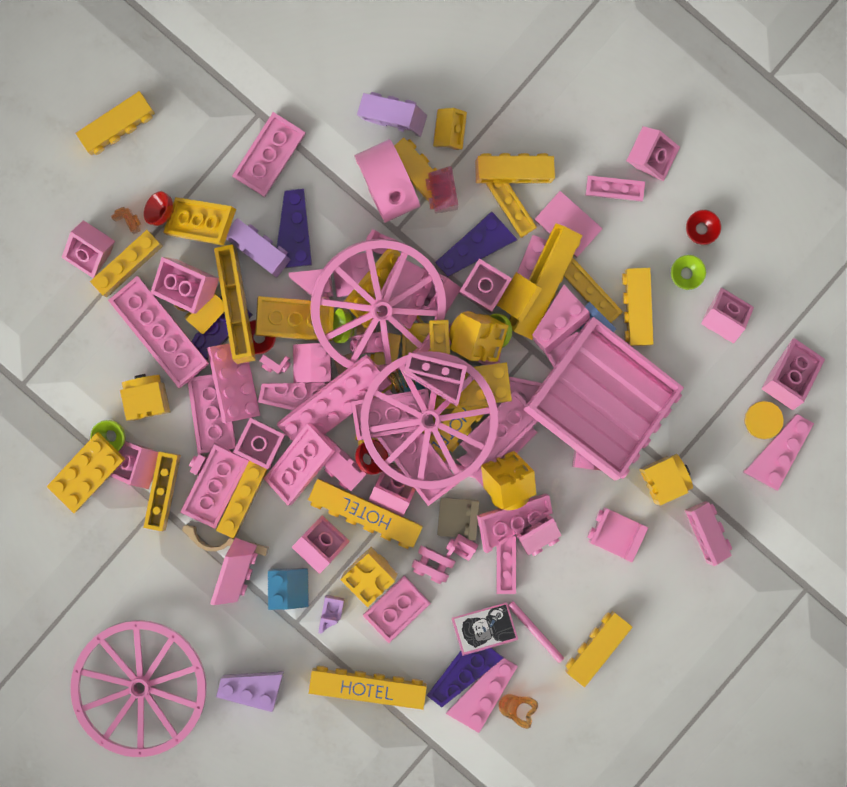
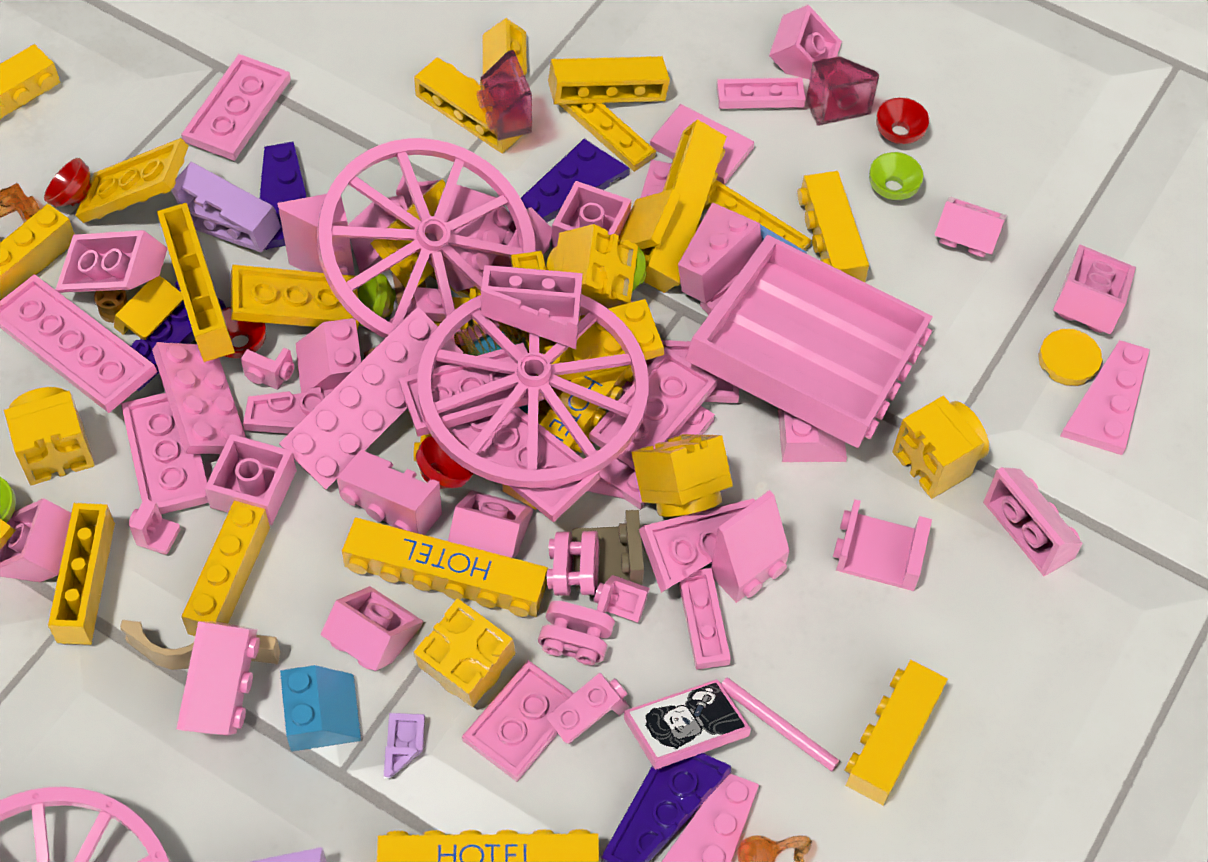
camera: 10 degrees left, 30 degrees down
(214, 486) = (173, 555): bright pink plate -> none
(299, 464) = (322, 496): bright pink plate -> none
(387, 180) = (422, 89): bright pink animal -> none
(392, 112) = (417, 36): lavender wedge -> none
(433, 515) = (562, 551): none -> bright pink brick
(434, 611) = (587, 707): none -> bright pink bracket
(665, 200) = (840, 90): none -> clear pink slope

